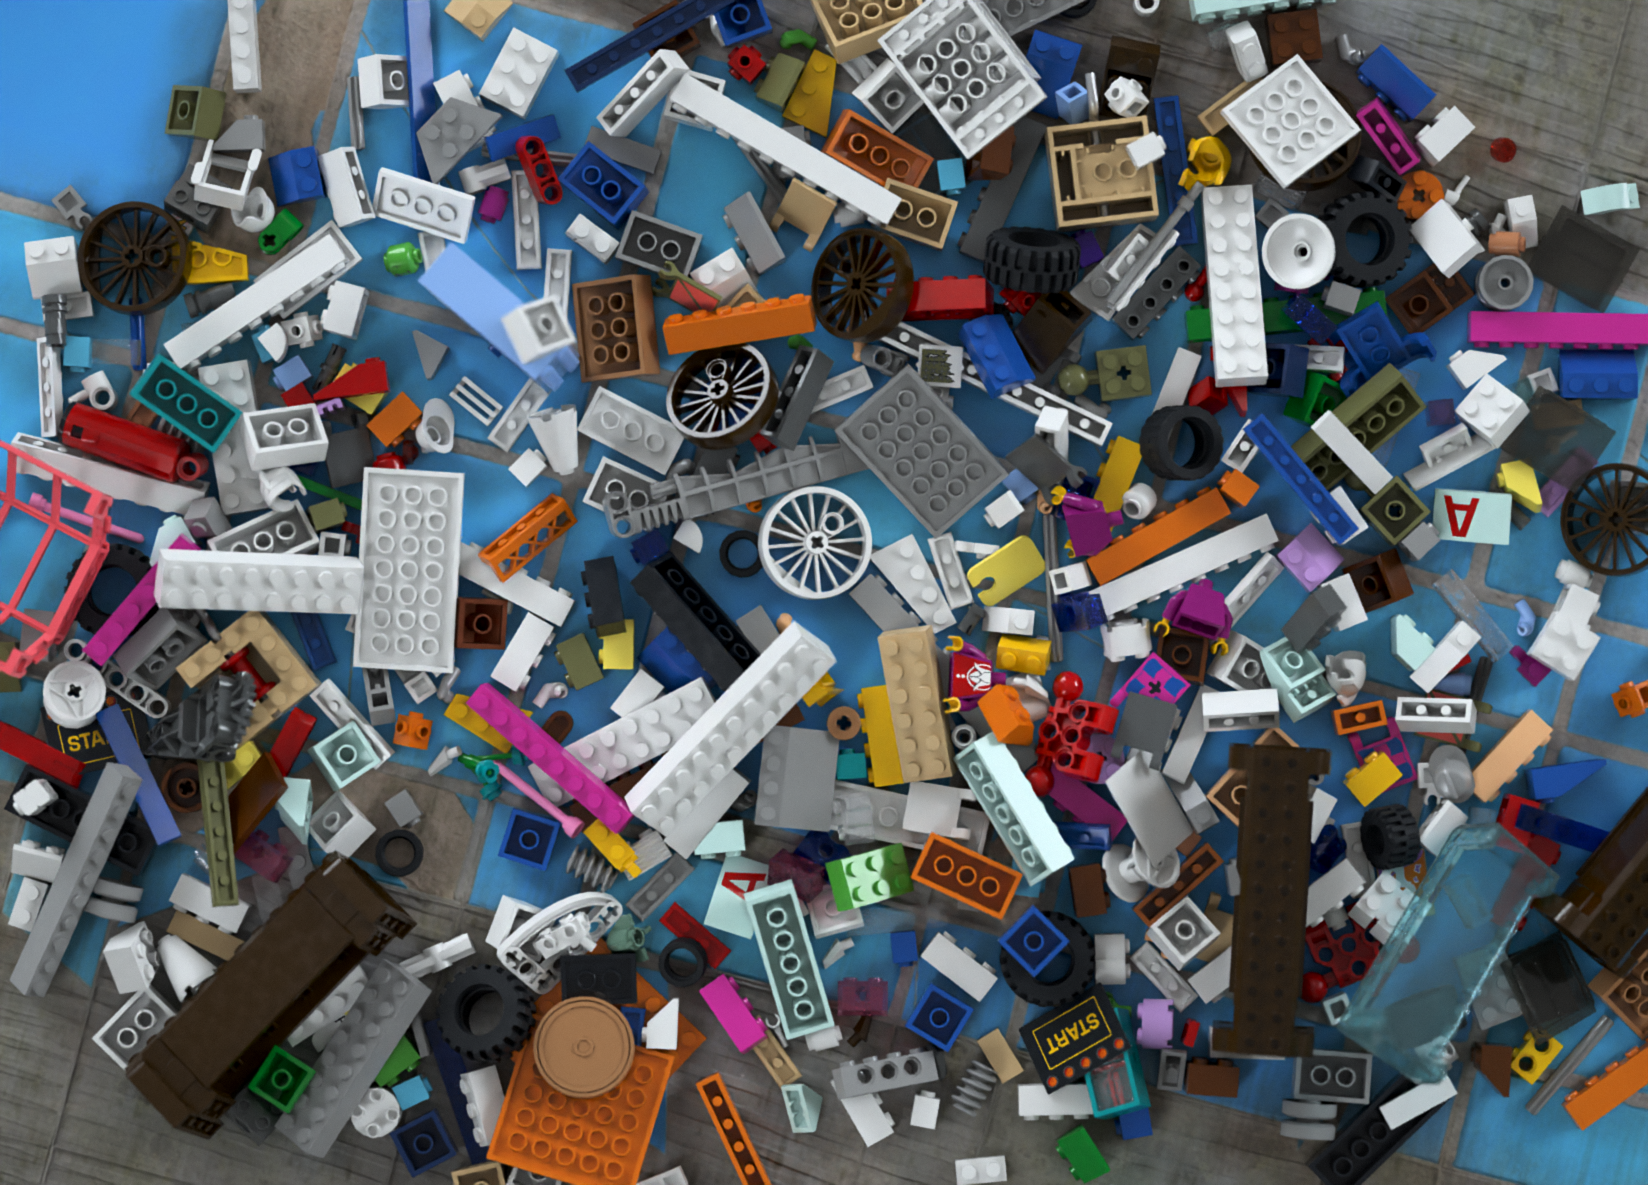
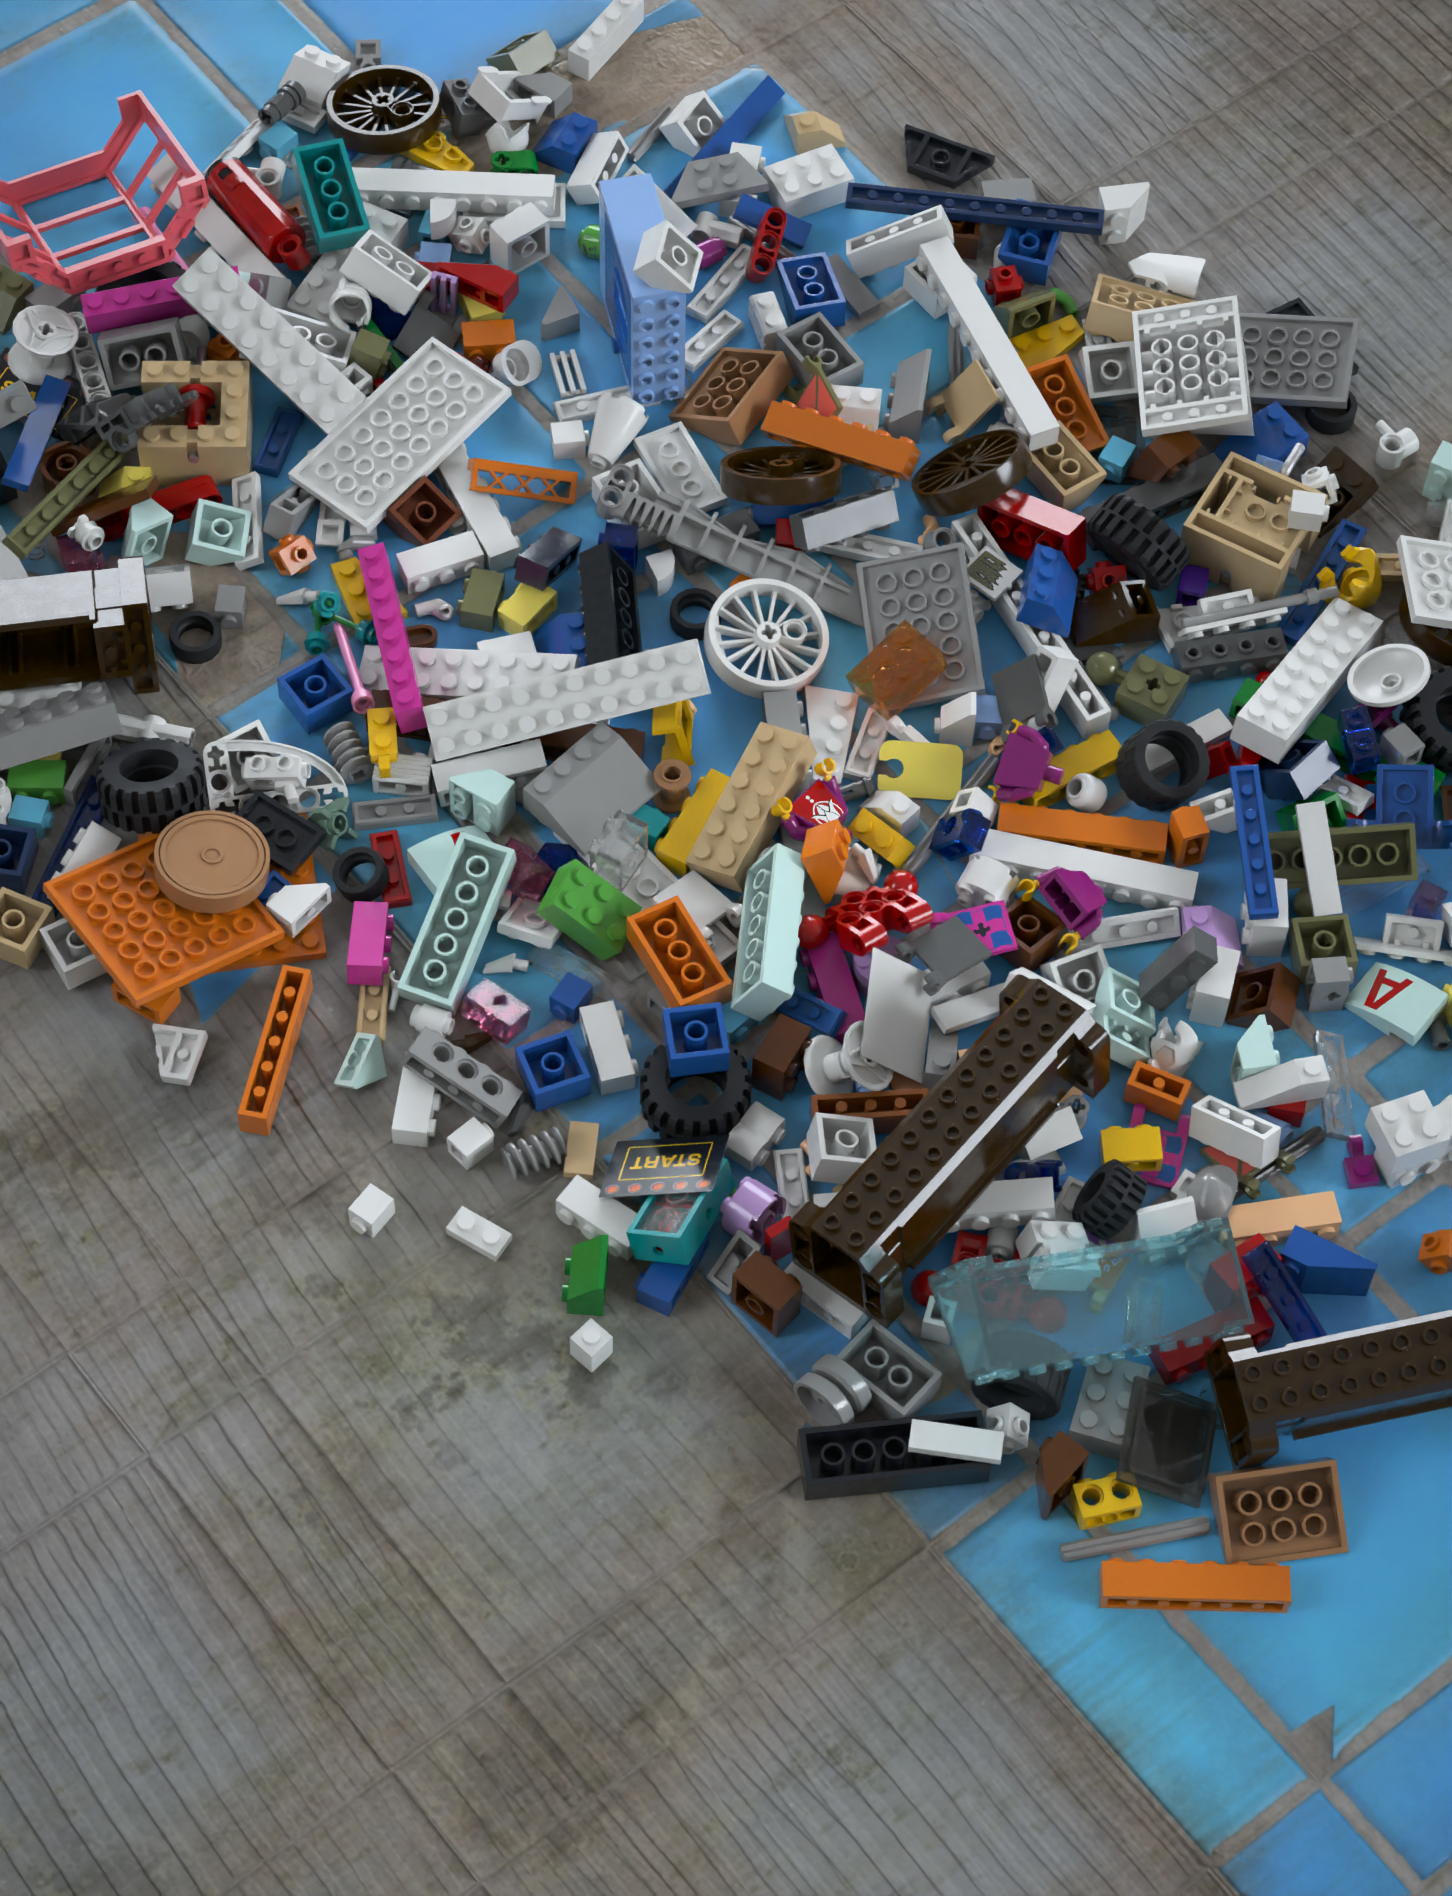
camera: 35 degrees right, 30 degrees down
(262, 844) = (87, 533): none -> white brick
(935, 507) = (897, 671): none -> clear orange brick

